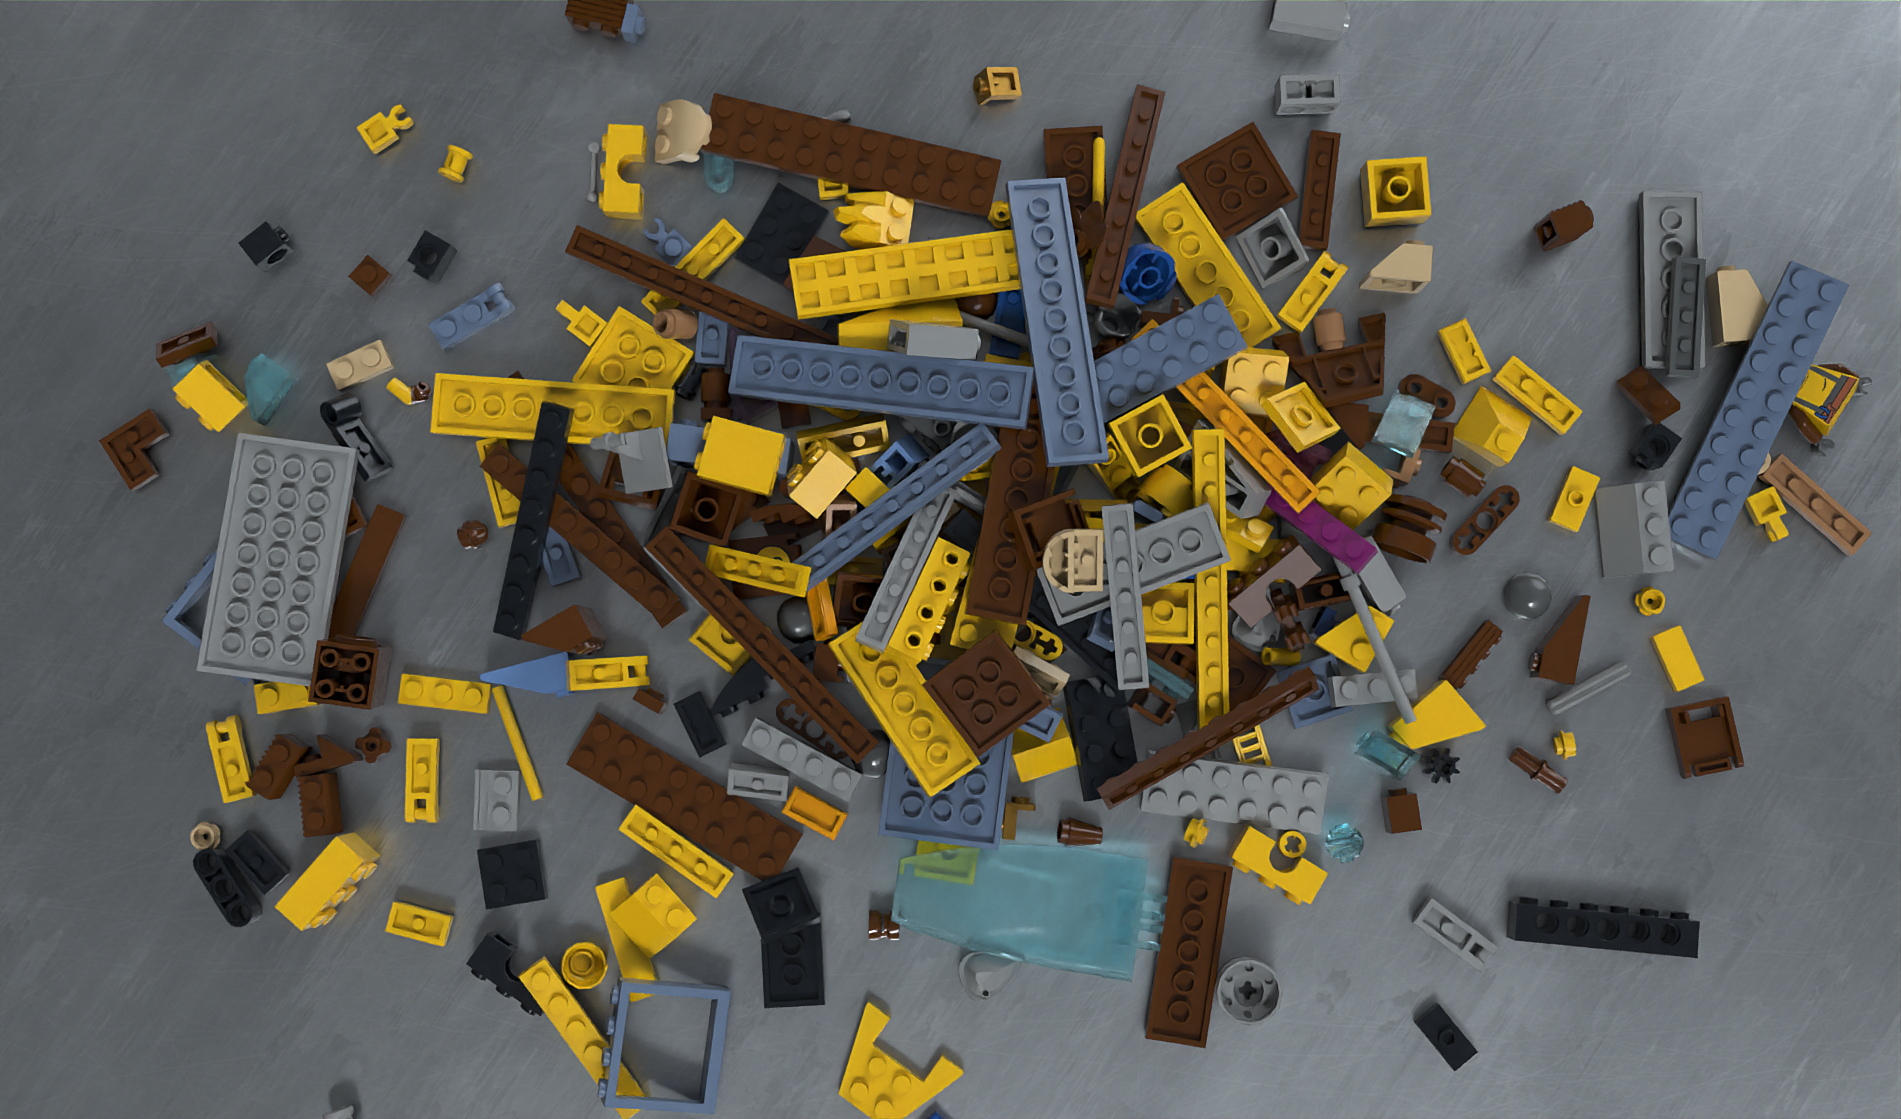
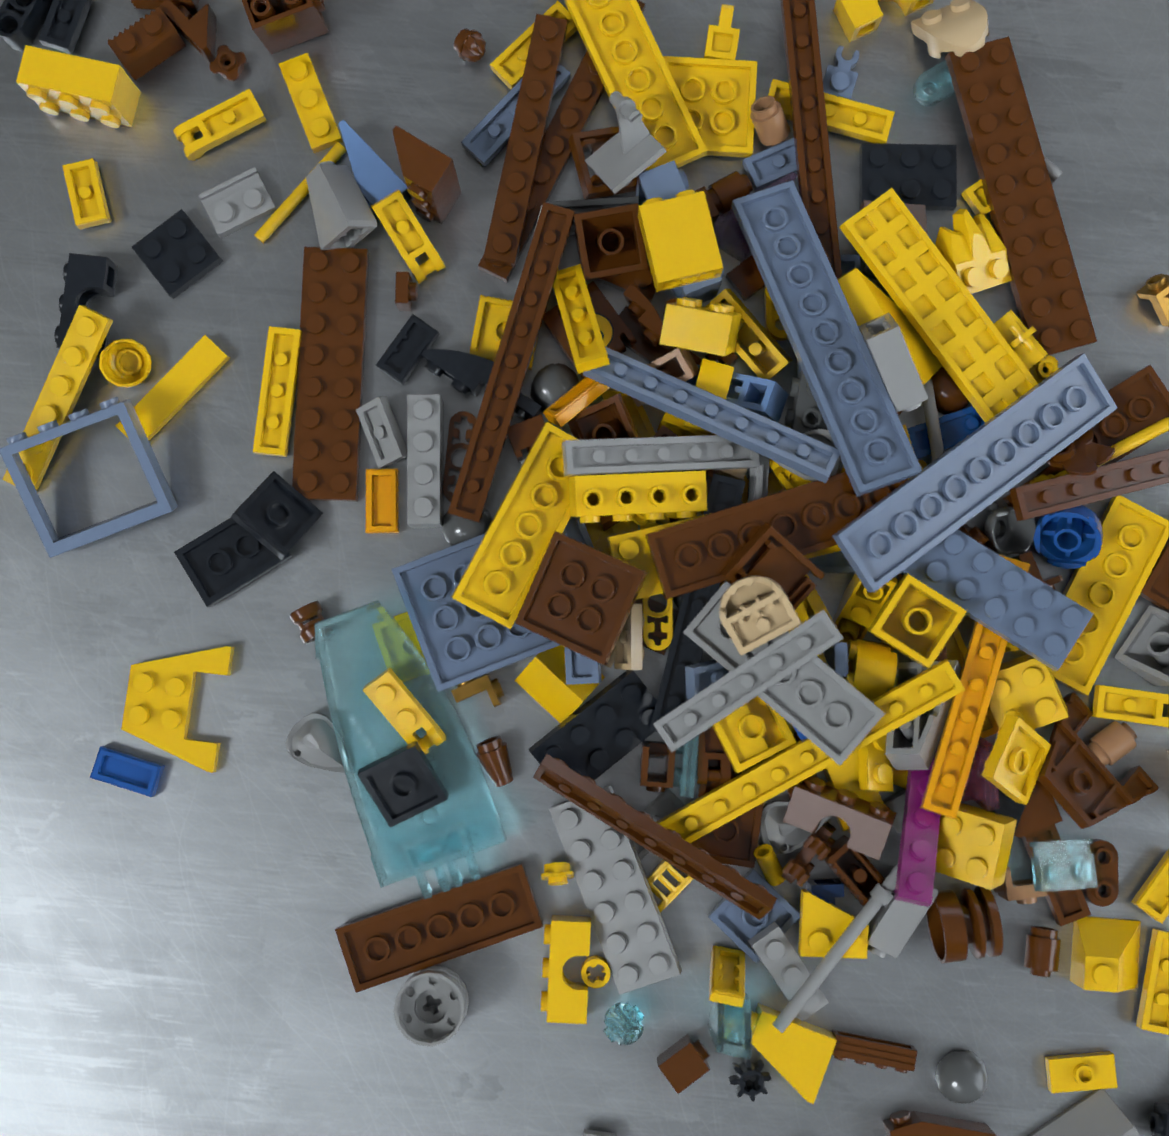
camera: 60 degrees right, 0 degrees up
(533, 519) = (518, 86): black plate -> none
(550, 717) = (338, 206): none -> light grey slope
(652, 916) = (205, 401): yellow slope -> none
(686, 387) = (722, 165): black pin -> none
(967, 222) = (1020, 339): none -> yellow hips
(1000, 887) = (403, 710): none -> yellow plate
(1058, 919) = (403, 784): none -> black plate
(1350, 739) = (727, 976): none -> yellow plate
(1492, 499) = (1035, 991): reddish brown beam -> none

